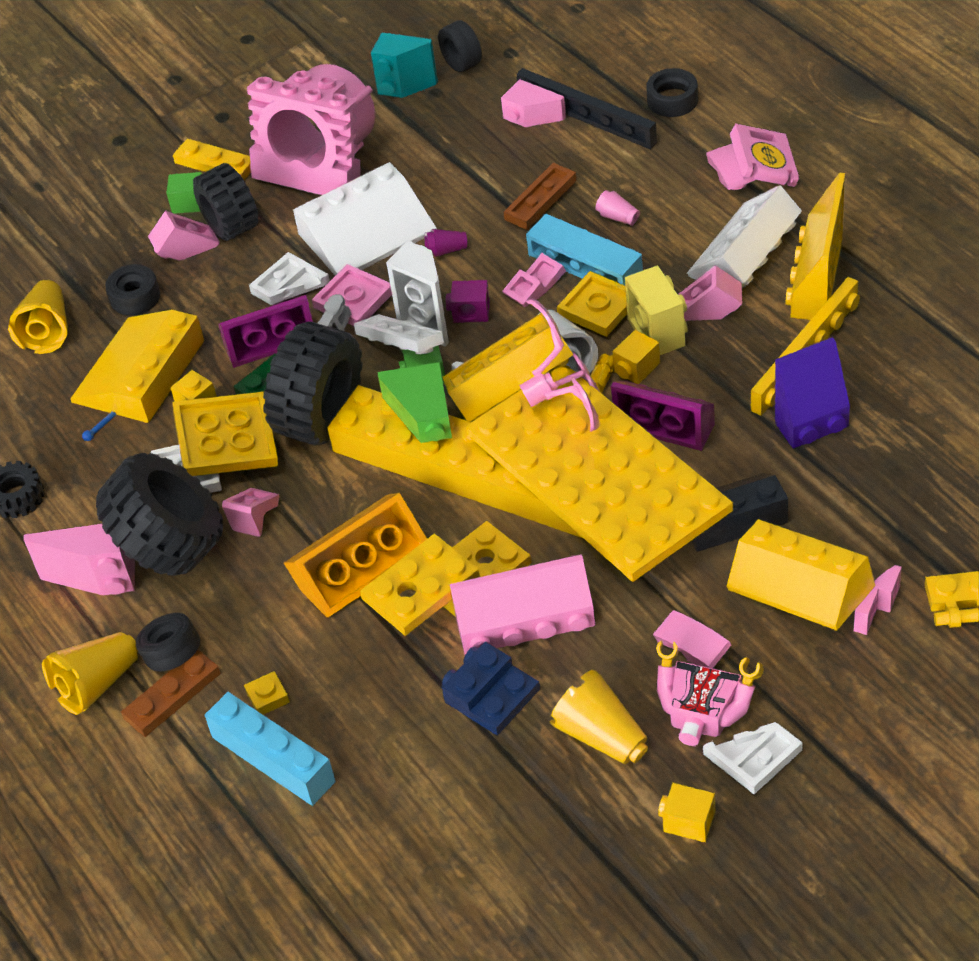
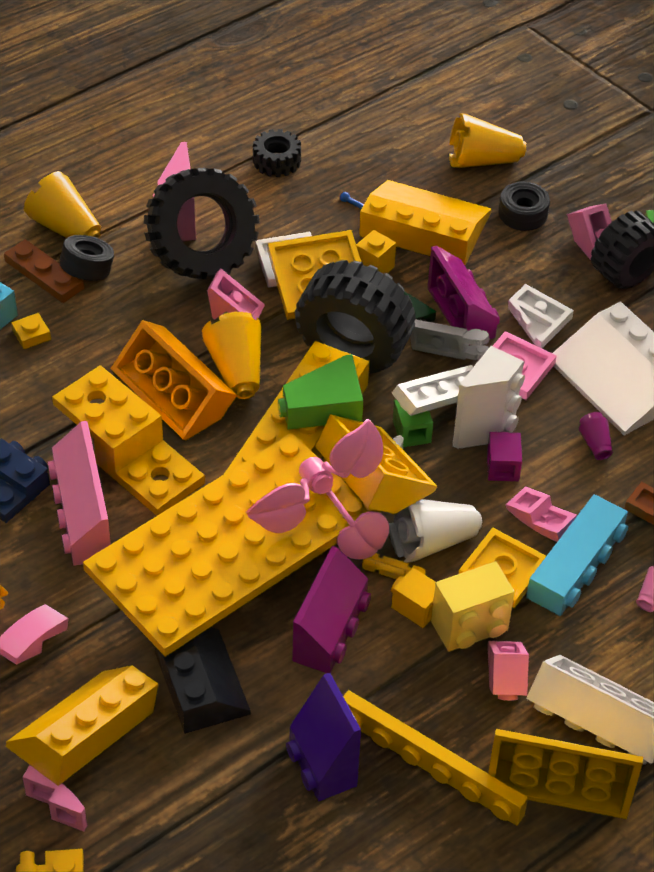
camera: 80 degrees right, 0 degrees up
(331, 496) = (236, 351): none -> yellow cone

